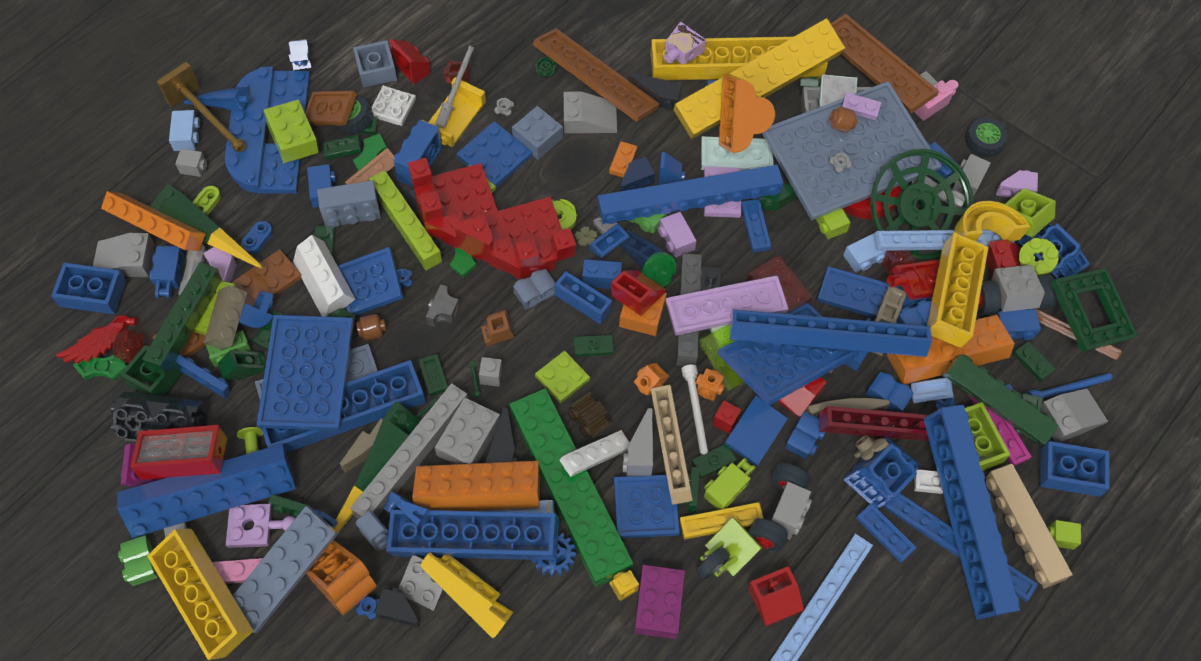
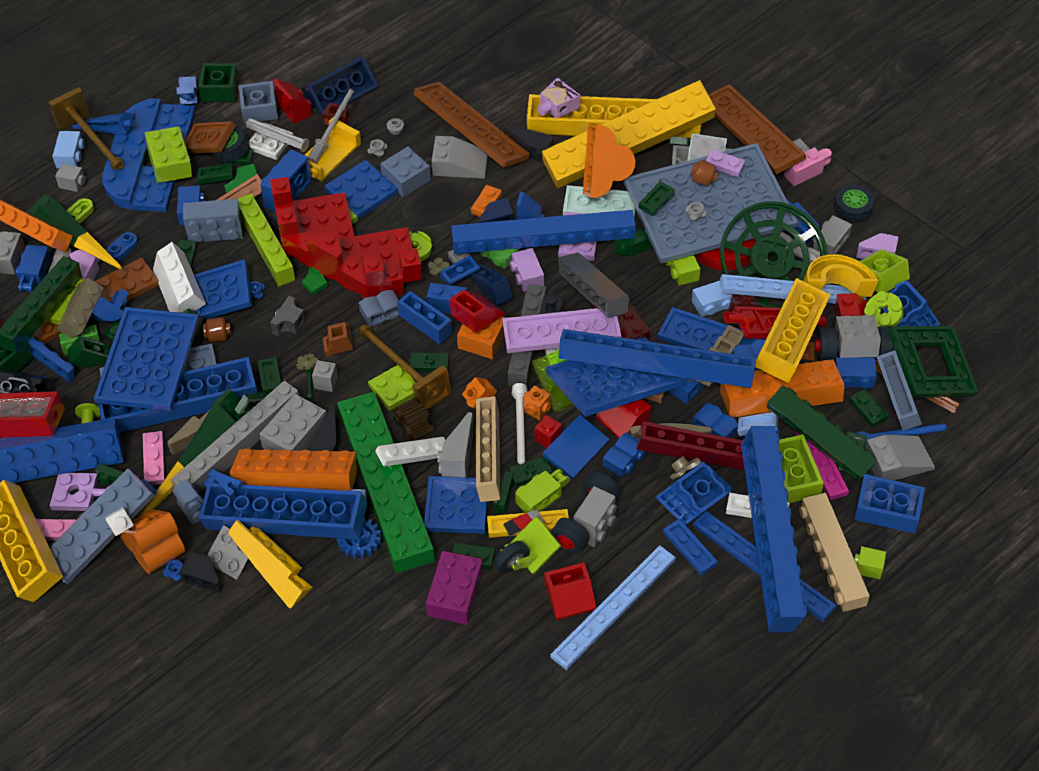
camera: 10 degrees right, 10 degrees down
(305, 566) = (119, 521): none -> white plate
(326, 479) = (154, 457): none -> bright pink plate
(330, 43) = (218, 82): none -> dark green brick
(401, 99) = (278, 134): none -> light grey axle
(420, 411) = (249, 401): none -> dark green plate
(455, 37) = (336, 84): none -> dark blue slope
(468, 356) = (306, 362): none -> olive plant
(518, 84) = (395, 126): none -> light grey plate
(545, 67) = (423, 115): dark green plate -> none
(601, 380) = (428, 389): none -> pearl gold tile
(624, 584) = (420, 566): yellow brick -> none
(660, 268) = (505, 296): green tile -> none
(672, 560) = (484, 553): none -> dark green plate
(716, 521) = (520, 522): none -> sticker
(750, 251) = (593, 285): none -> dark grey brick
(755, 225) = (607, 261): blue plate -> none
(800, 151) = (656, 198): none -> dark green plate
(1066, 344) = (899, 390): none -> sand blue brick

